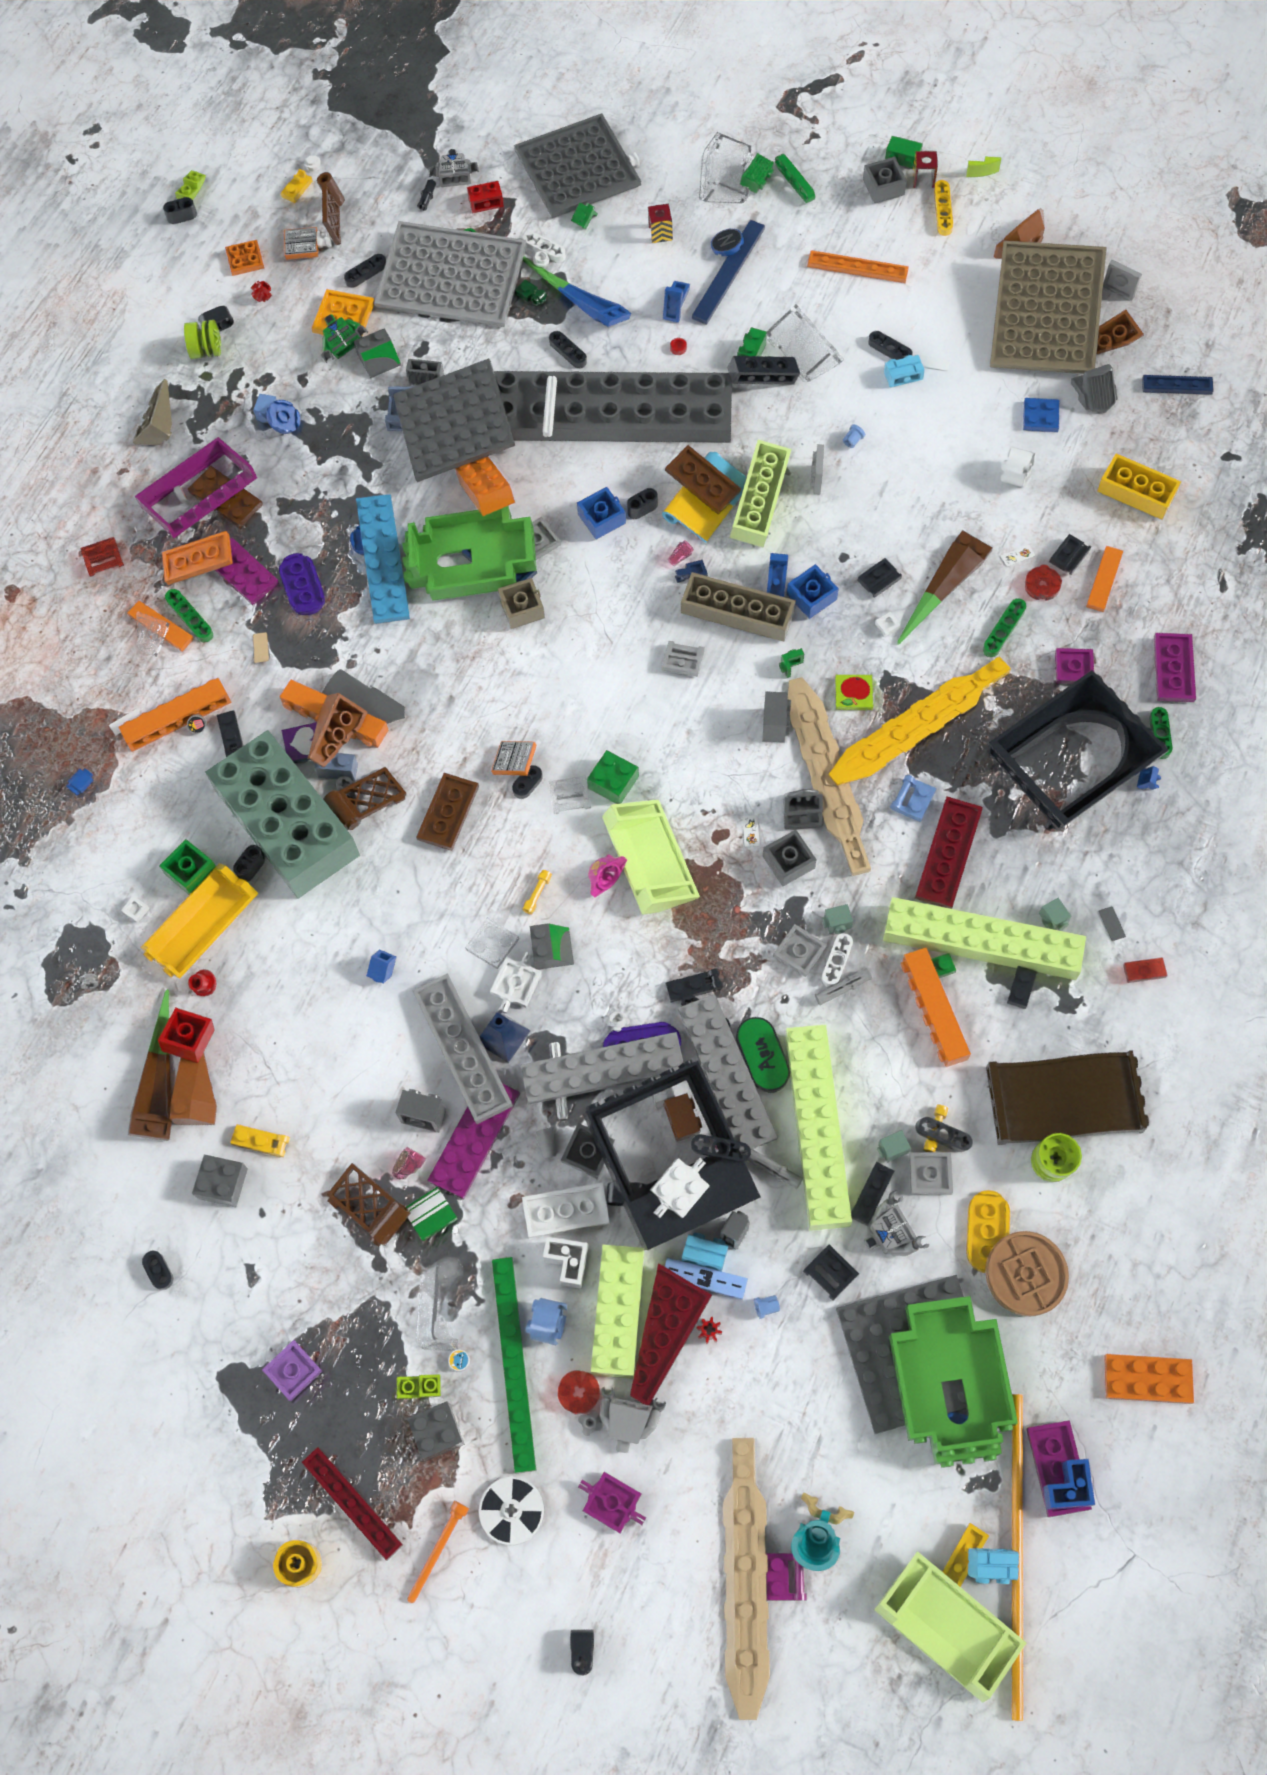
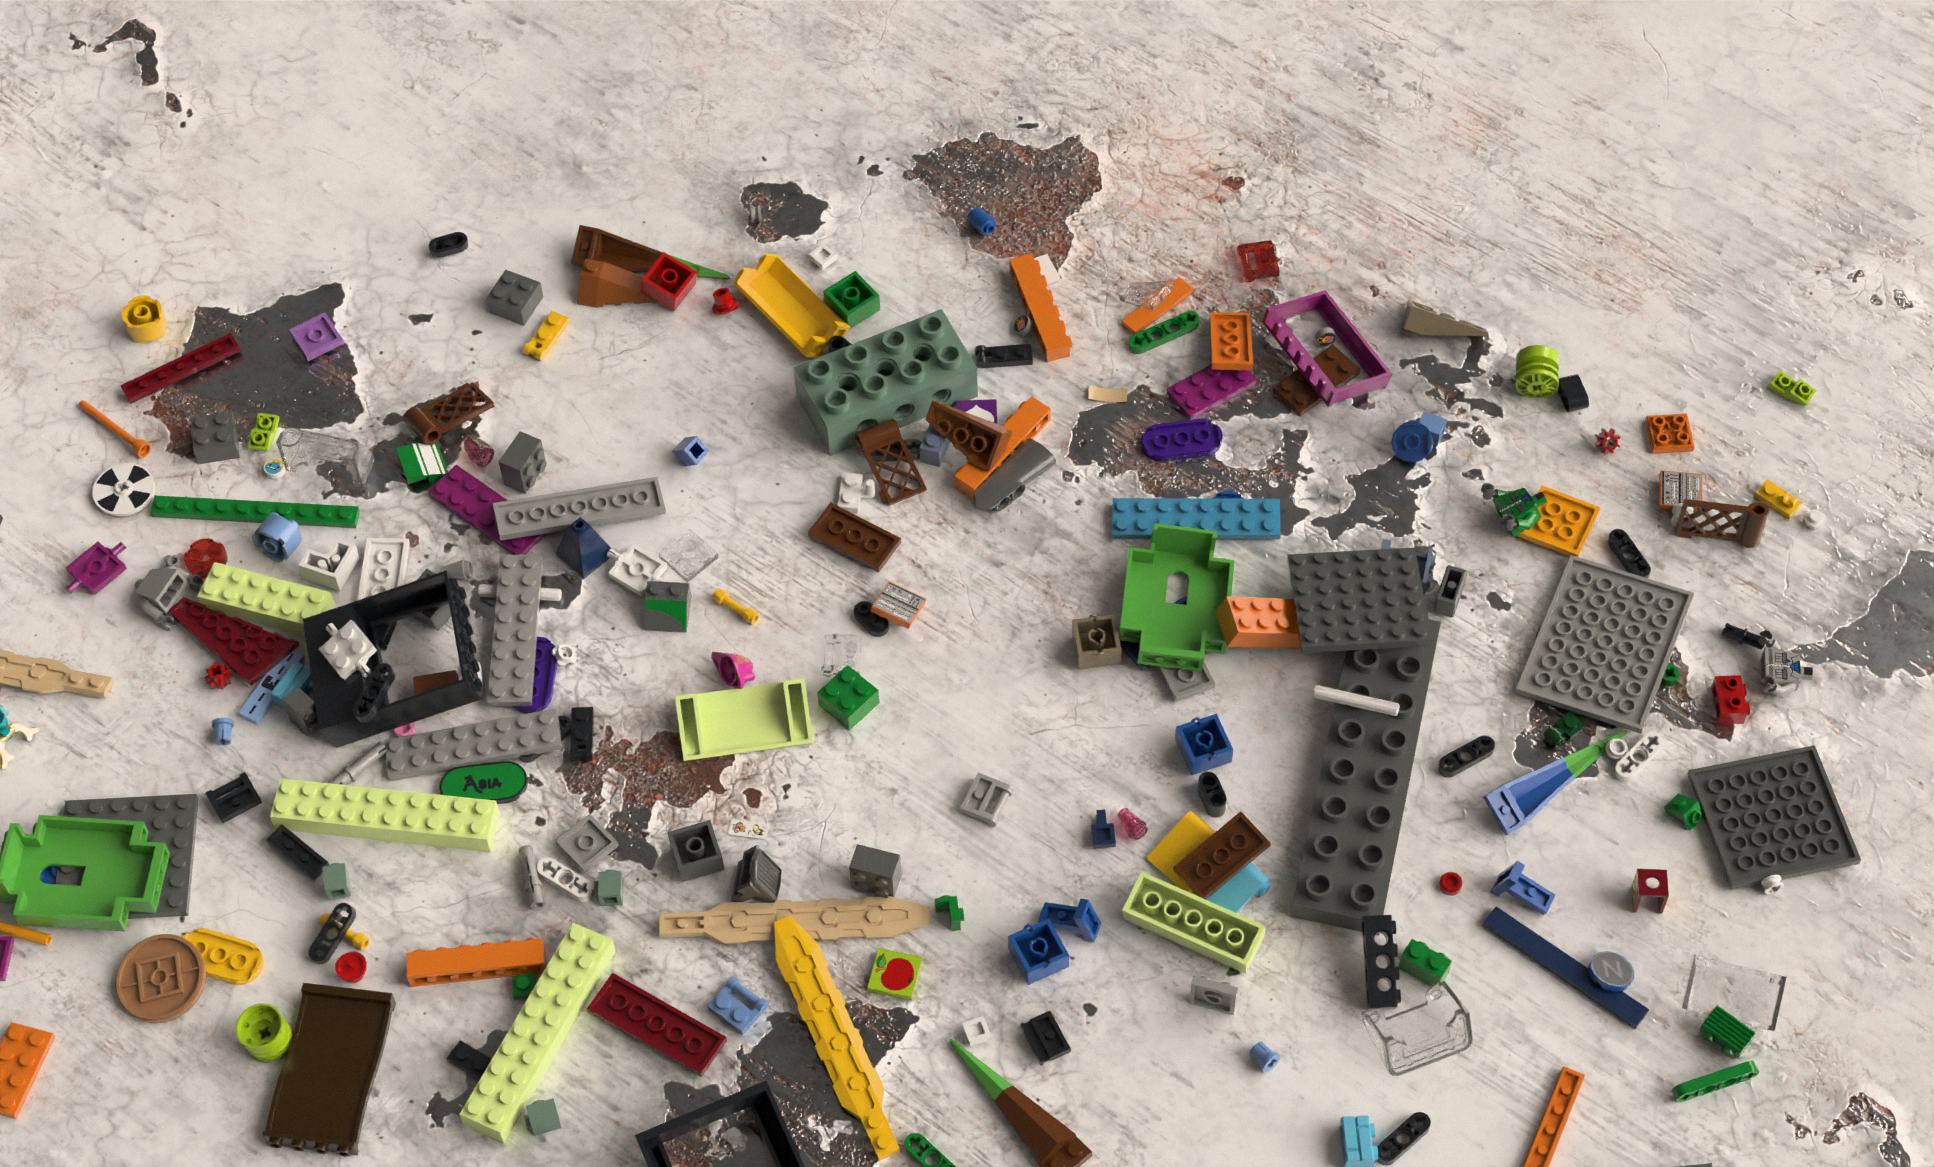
camera: 100 degrees right, 10 degrees down
(180, 210) = (1749, 372): black beam -> none
(377, 353) = (1492, 549): dark grey slope -> none
(398, 826) = (852, 491): none -> white plate
(738, 606) = (1036, 865): dark tan brick -> none
(892, 1230) = (250, 861): light grey torso -> none
(931, 1173) = (298, 913): light grey plate -> none
(972, 1106) = (351, 967): none -> red piece

